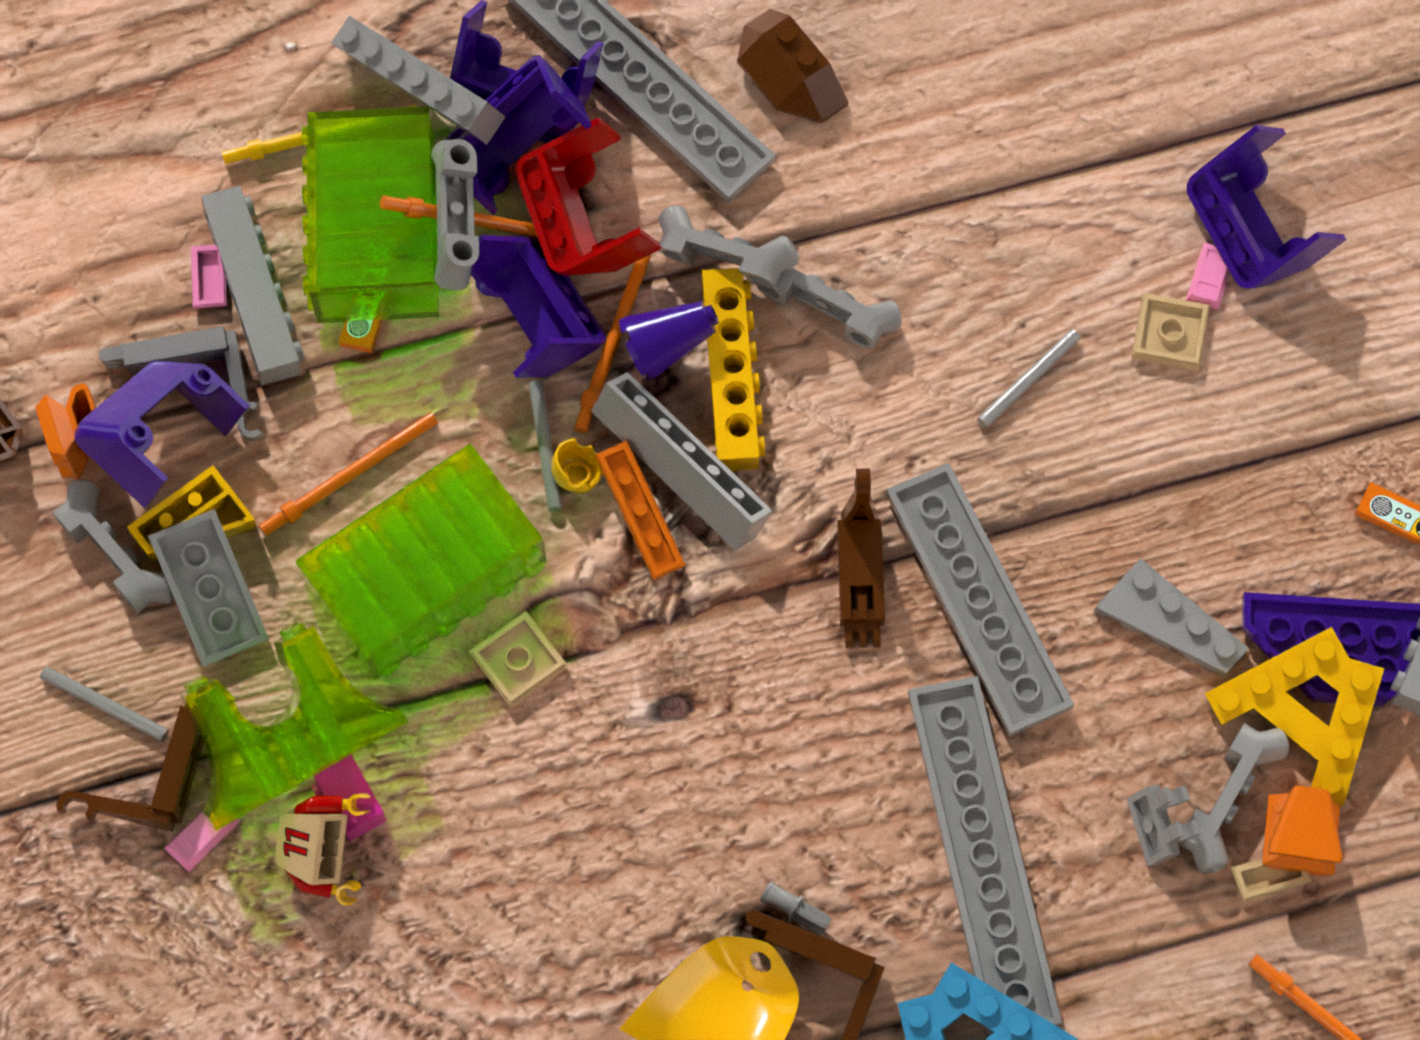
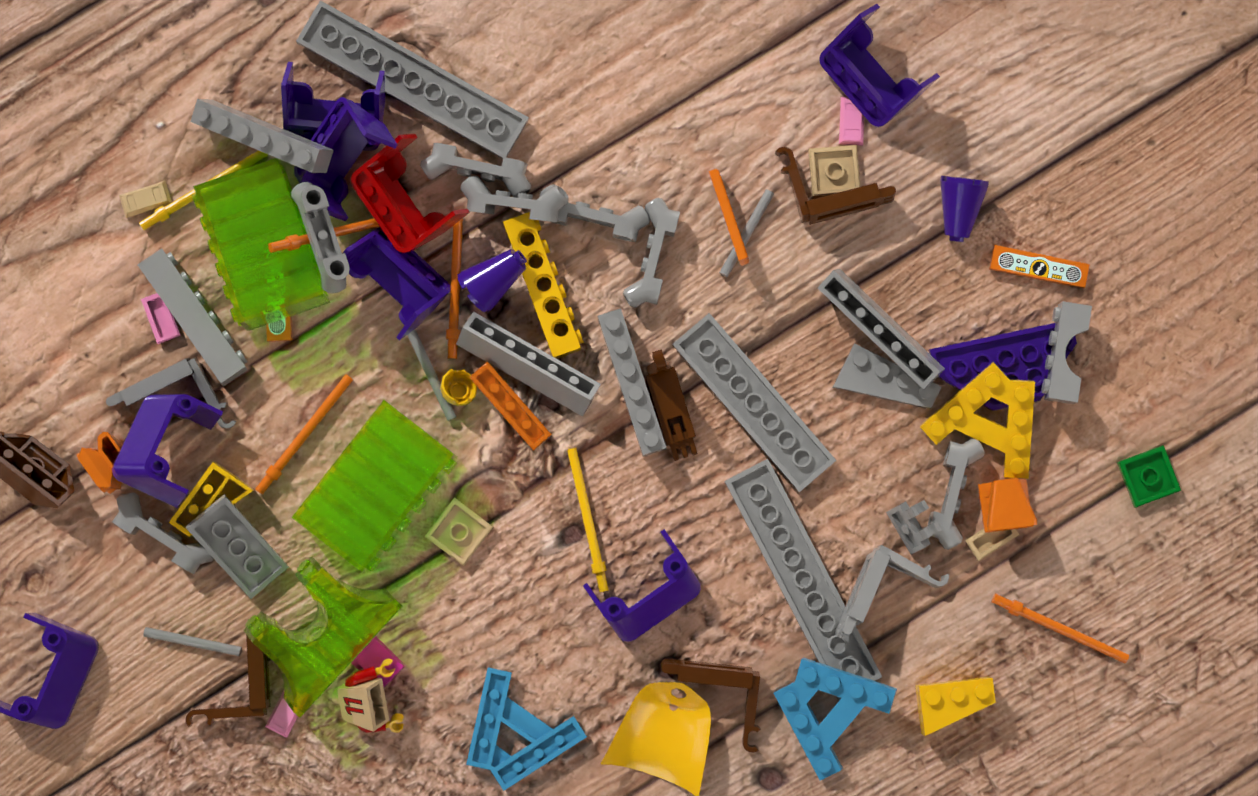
camera: 20 degrees left, 15 degrees up
(239, 128) = (145, 199): none -> tan tile
(549, 978) = (498, 708): none -> dark azure plate
(652, 178) = (445, 158): none -> light grey plate
(698, 757) = (598, 567): none -> yellow bar
(763, 830) = (656, 606): none -> dark purple windscreen
(789, 68) = (517, 46): reddish brown wedge -> none
(796, 909) = (691, 649): light grey axle -> none
(816, 525) = (631, 382): none -> light grey brick
(878, 408) = (665, 223): none -> light grey plate
(1011, 347) = (729, 216): none -> orange tile
(1101, 854) = (869, 580): none -> light grey hinge
(1163, 369) = (836, 204): none -> reddish brown hinge
(1183, 543) = (881, 328): none -> light grey brick
(1336, 412) = (961, 205): none -> dark purple cone

